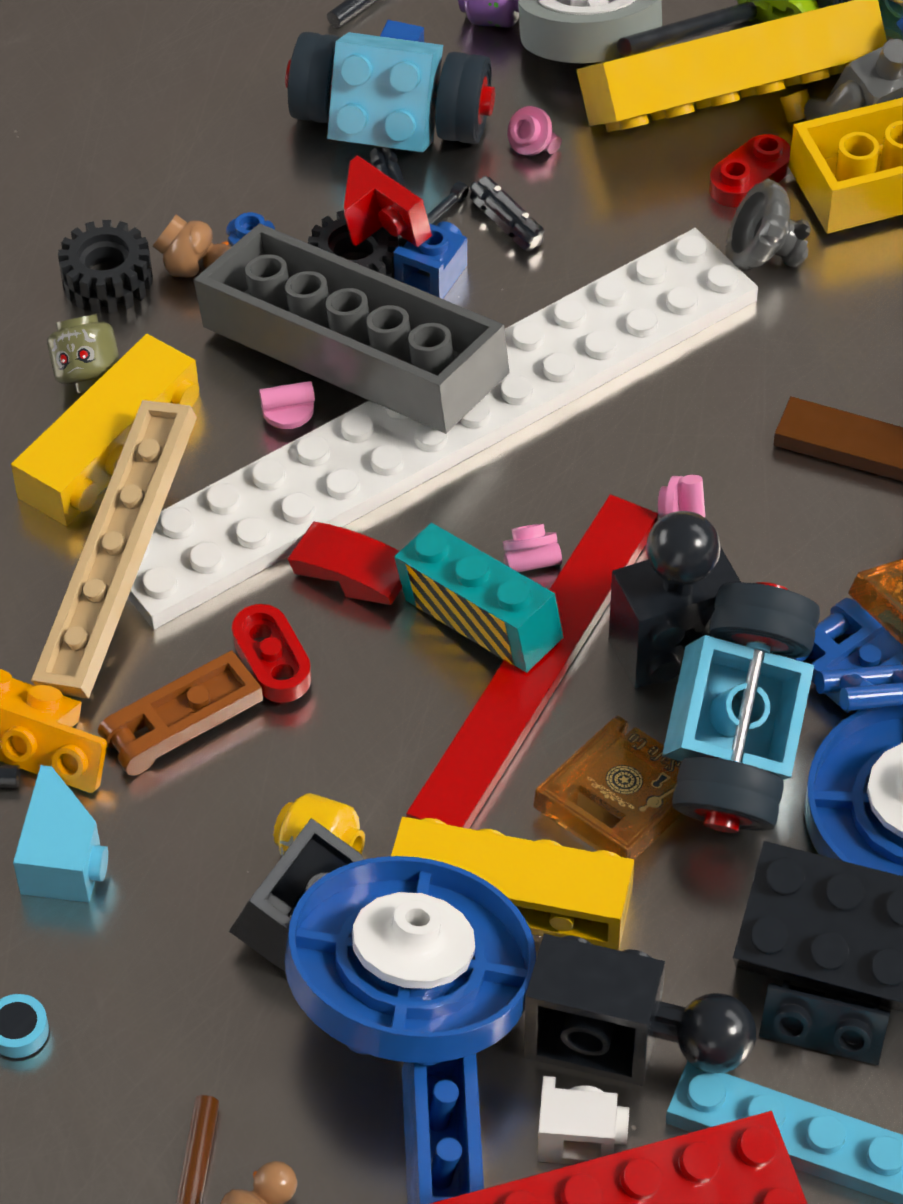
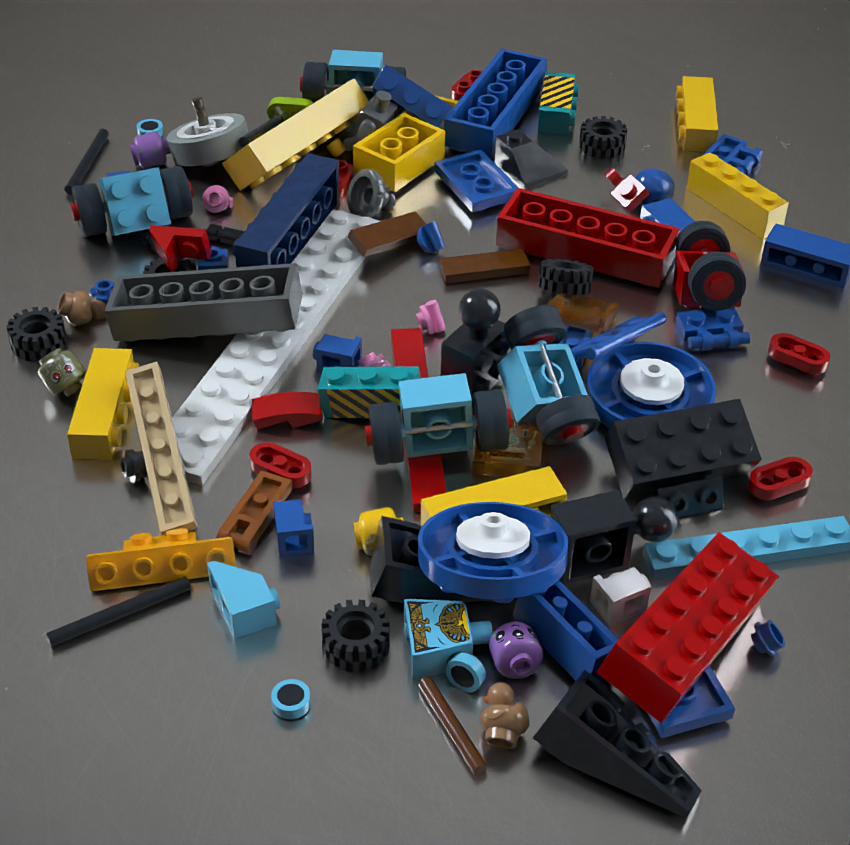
camera: 35 degrees left, 10 degrees down
(69, 552) = (133, 465): none -> black plate
(159, 950) = (355, 651): none -> black tyre
(206, 765) = (293, 528): none -> blue brick
(263, 1119) = (465, 672): none -> medium azure tile
(269, 1048) = (438, 632): none -> medium azure torso
(288, 404) = (192, 355): bright pink plate -> none
(354, 1125) = (515, 647): none -> medium lavender head
(491, 505) = (337, 352): none -> blue brick
(515, 694) = (437, 420): none -> brick
(590, 225) = (291, 214): none -> dark blue brick
(743, 315) = (386, 234): none -> reddish brown tile
(803, 352) = (430, 238): none -> blue plate

